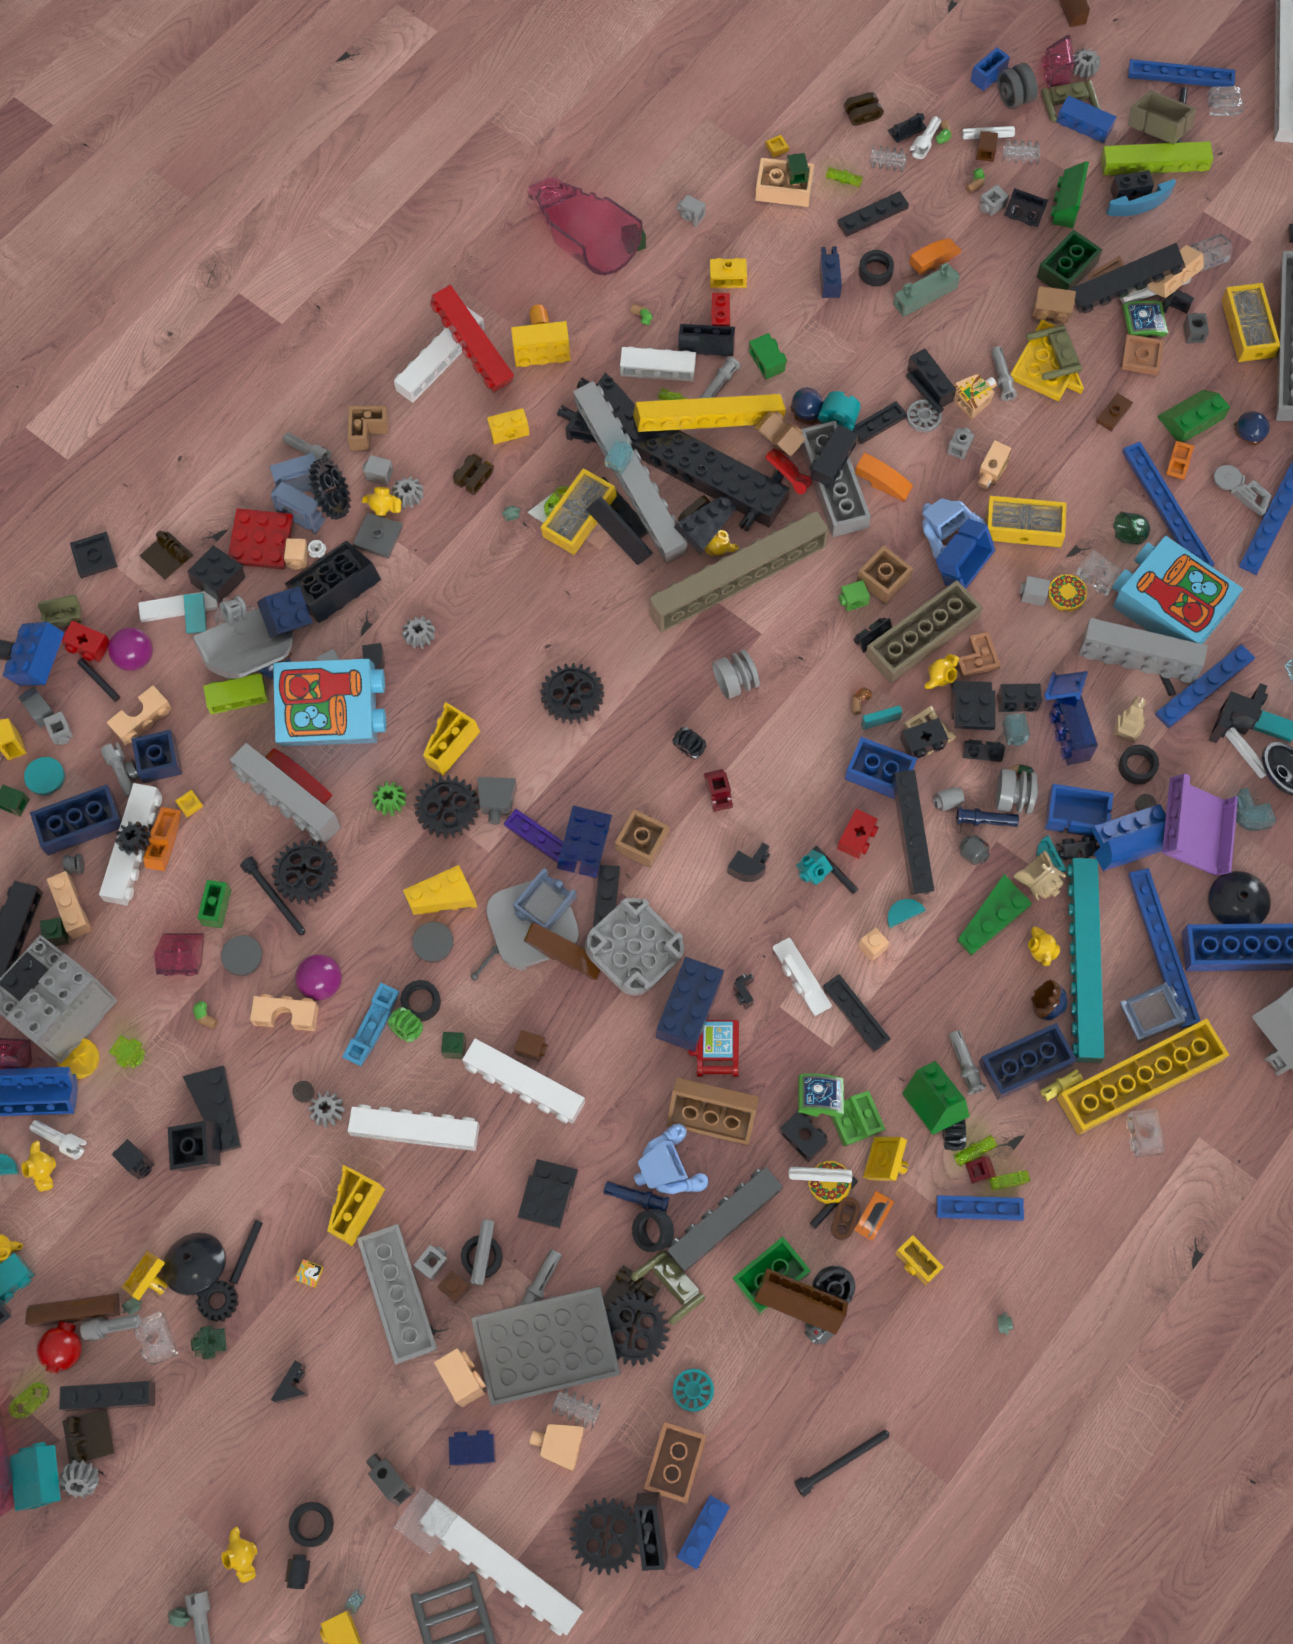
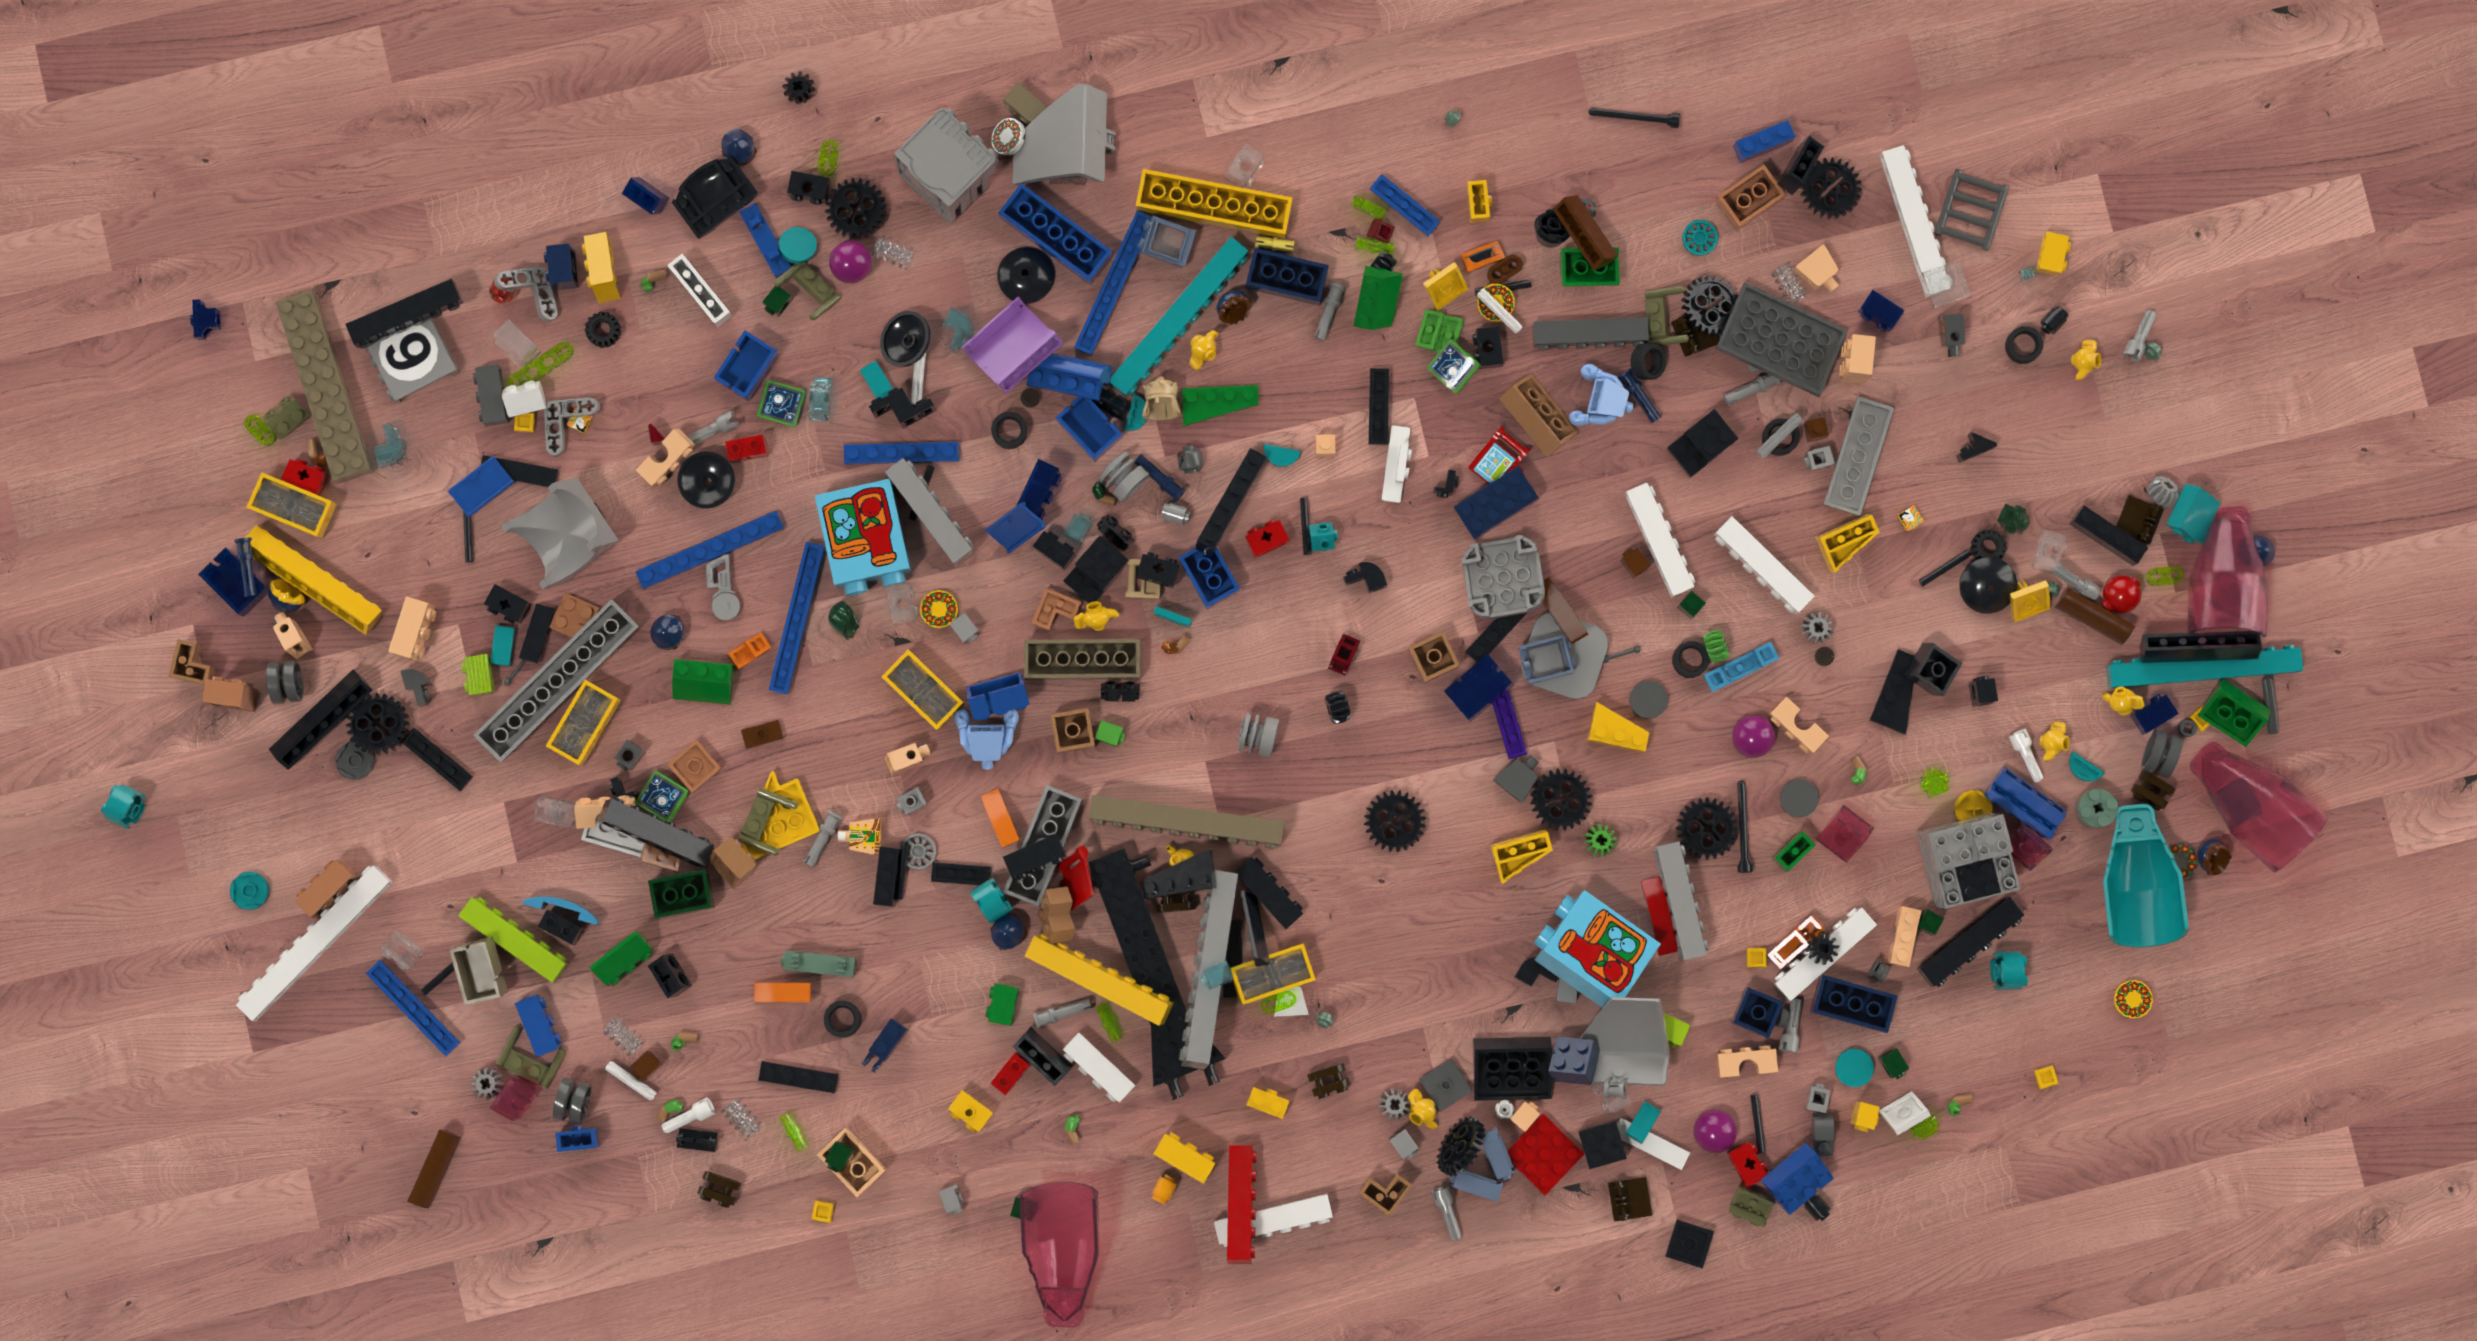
camera: 145 degrees left, 15 degrees up
(411, 632) = (1470, 966): light grey gear -> none
(630, 570) = (1268, 892): none -> black brick
(993, 200) = (682, 1006): light grey brick -> none
(1131, 721) = (988, 463): tan connector -> none

